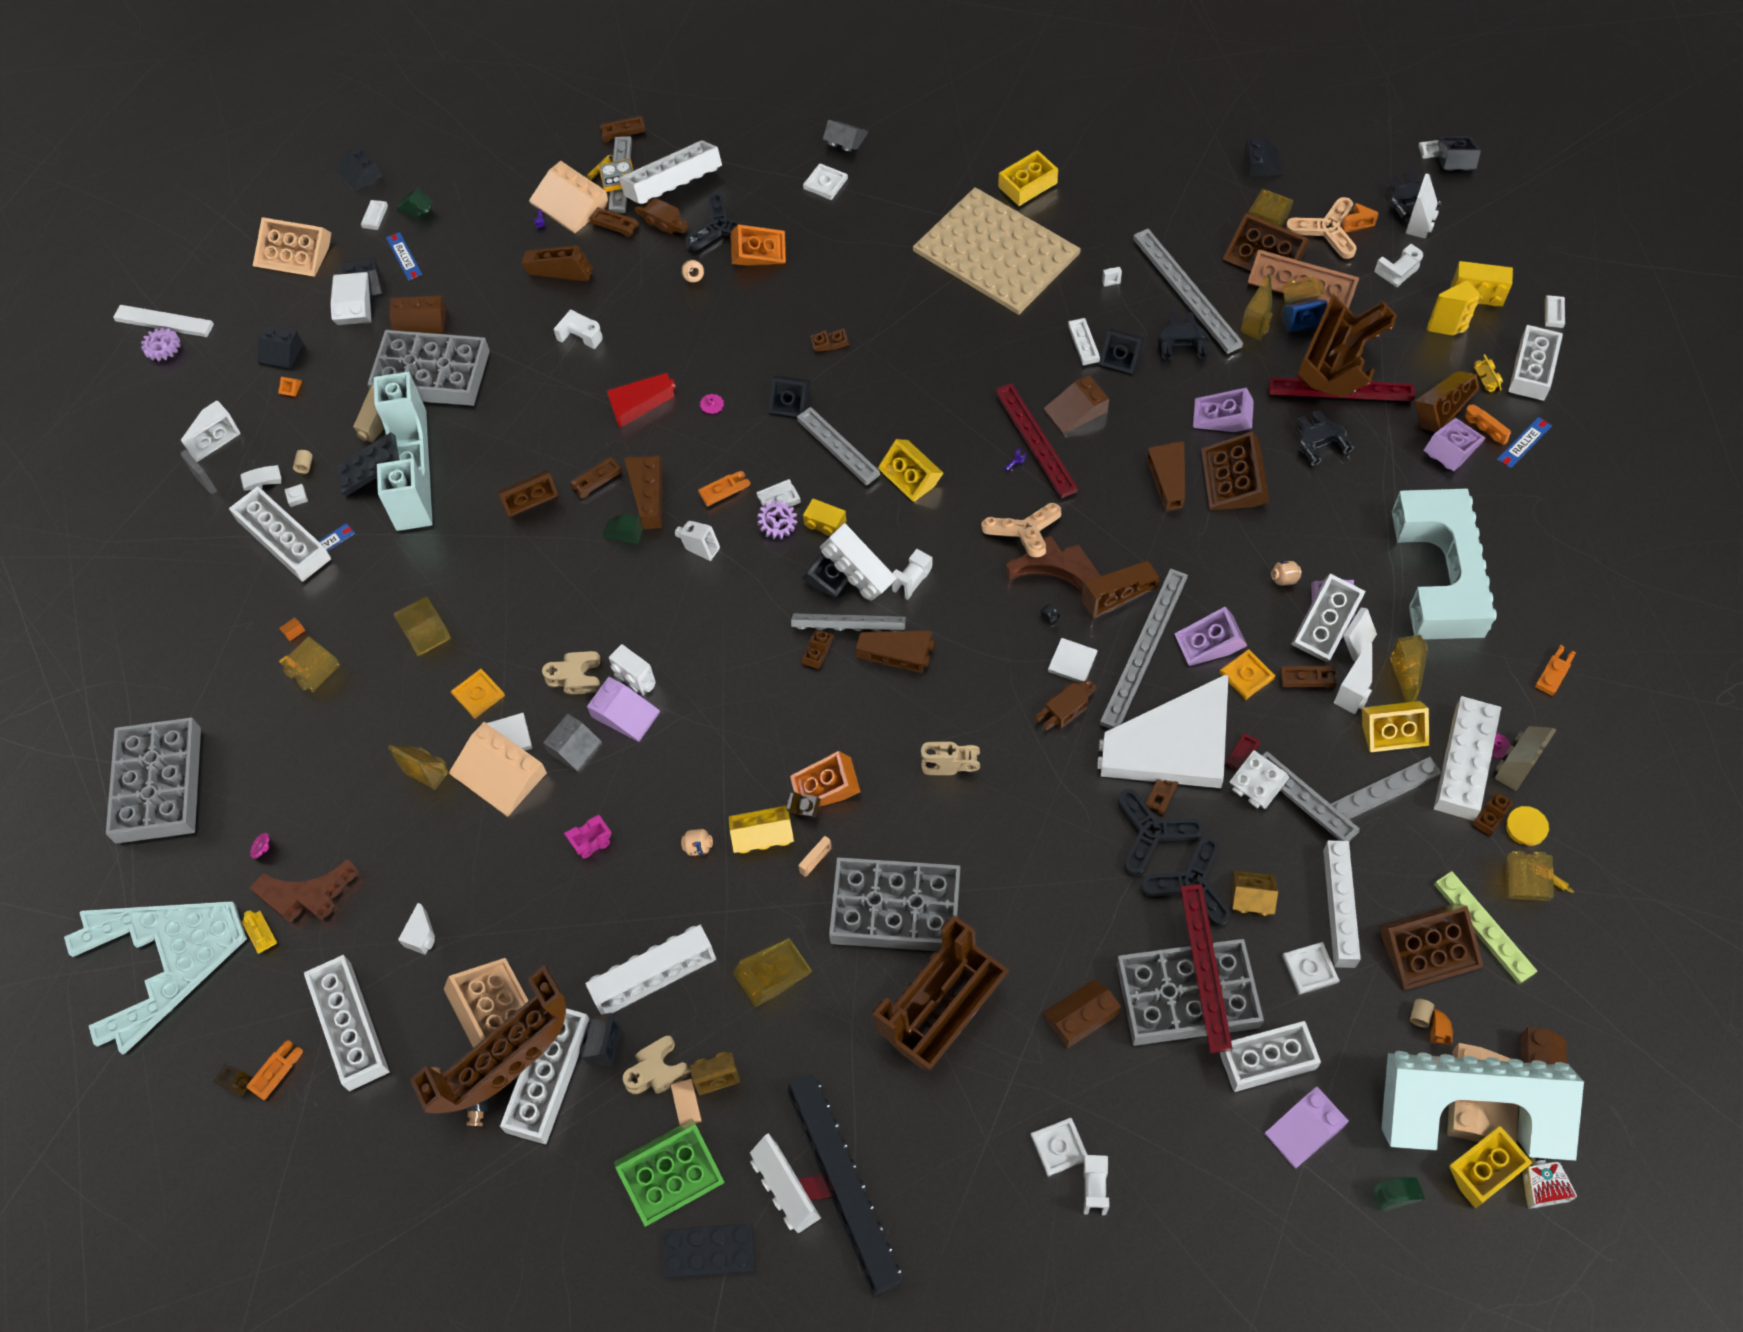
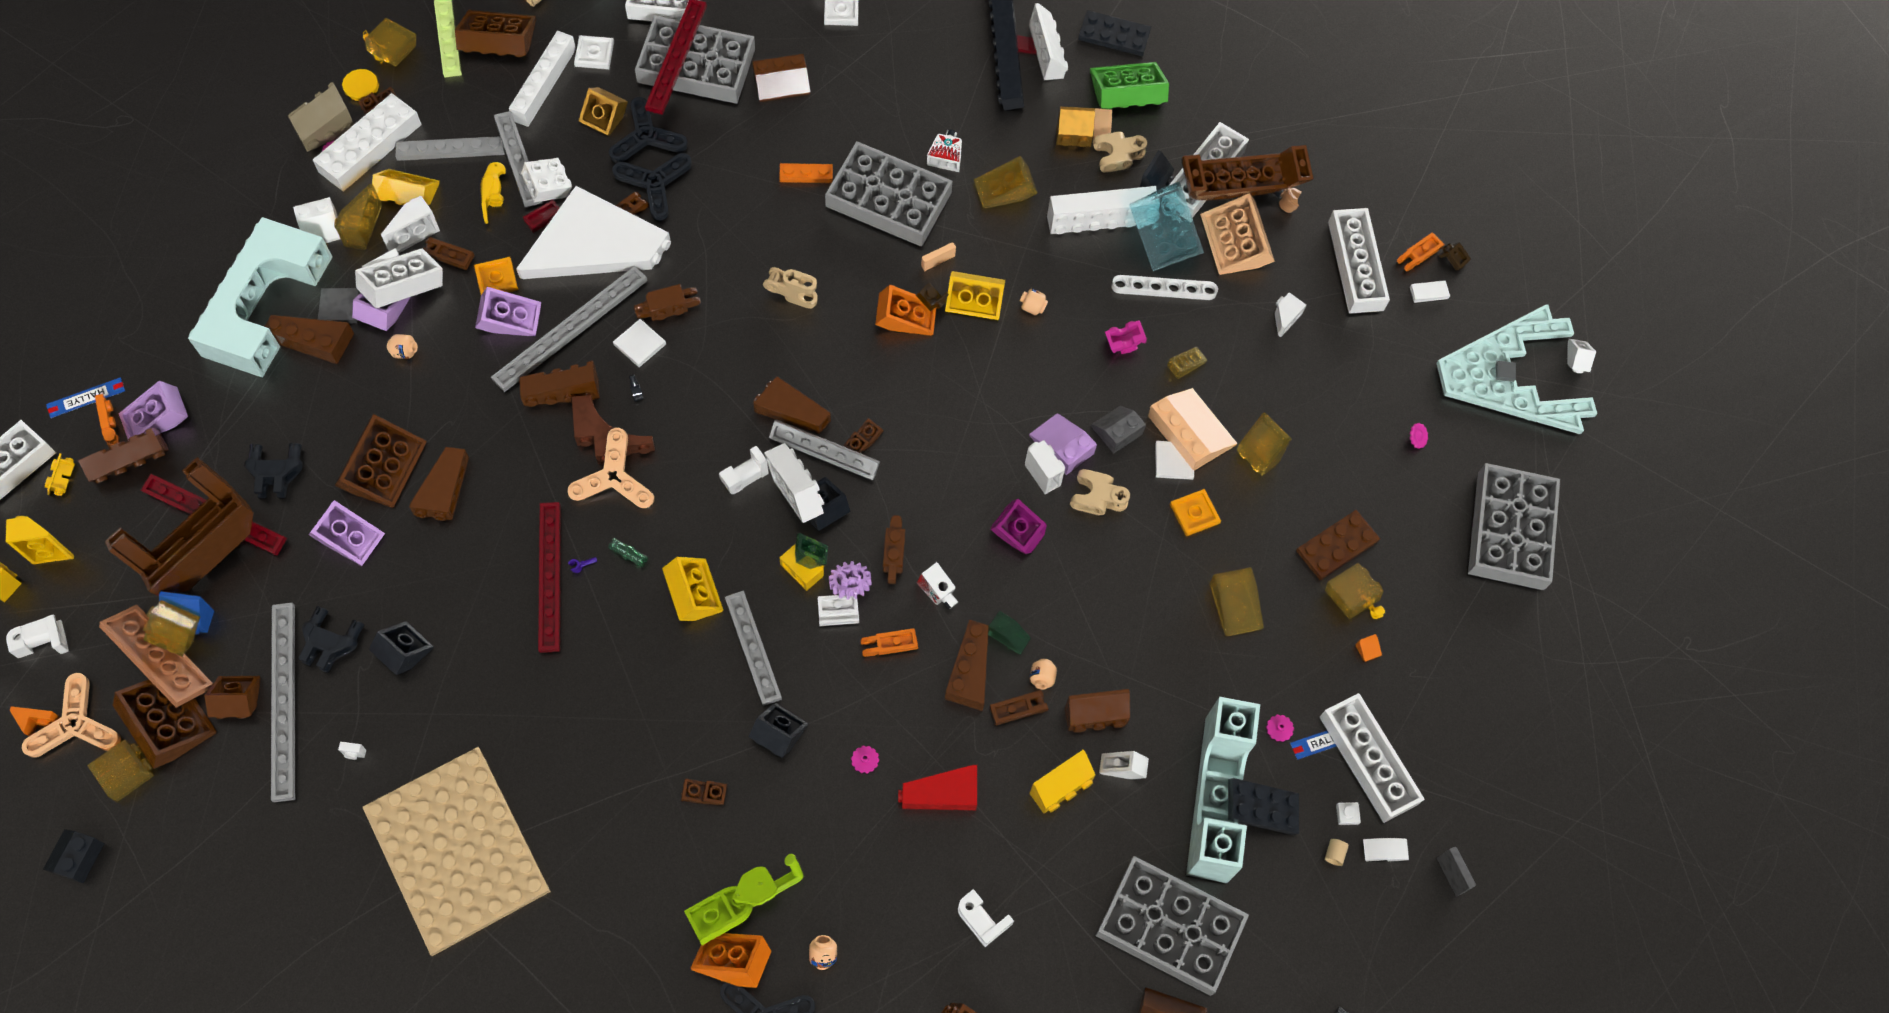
camera: 170 degrees left, 5 degrees up
(81, 1002) = (1580, 355): none -> white slope
(167, 945) = (1505, 371): none -> dark grey tile
(209, 431) = (1430, 933): white slope -> none
(258, 931) = (1425, 363): yellow hinge -> none
(260, 1024) = (1429, 291): none -> white tile
(289, 386) = (1340, 977): orange slope -> none
(313, 895) = (1393, 378): copper arch -> none
(332, 711) = (1338, 544): none -> reddish brown plate
(365, 540) = (1280, 728): none -> dark pink piece
(368, 423) = (1247, 879): tan slope -> none
(493, 462) = (1124, 765): none -> white slope
(513, 836) = (1175, 367): none -> clear yellow slope
(543, 432) = (1063, 782): none -> yellow slope
(562, 920) = (1164, 284): none -> white beam
(573, 964) = (1166, 226): none -> clear light blue slope
(582, 506) = (1043, 674): none -> light nougat head
(643, 615) = (1019, 527): none -> magenta slope
(748, 557) = (894, 549): none -> reddish brown hinge
(770, 276) = (735, 903): none -> lime plate
(816, 507) = (810, 552): none -> clear green slope
(854, 988) = (945, 152): none -> torso
(932, 999) = (887, 102): reddish brown wedge -> none
(980, 480) = (628, 552): none -> clear green pin
(998, 906) = (806, 173): none -> orange plate
(1028, 178) = (361, 933): yellow brick -> none
(1077, 405) = (486, 599): reddish brown slope -> none
(1083, 341) = (433, 677): white plate -> none
(1226, 279) = (232, 696): none -> reddish brown slope
(1259, 311) = (226, 632): clear yellow slope -> none
(1310, 757) = (491, 188): none -> yellow animal
(1372, 550) = (312, 336): none -> reddish brown wedge
(1378, 592) = (337, 304): none -> flat silver tile
(1451, 659) = (318, 219): none -> white slope
(1554, 672) = (238, 186): orange hinge -> none

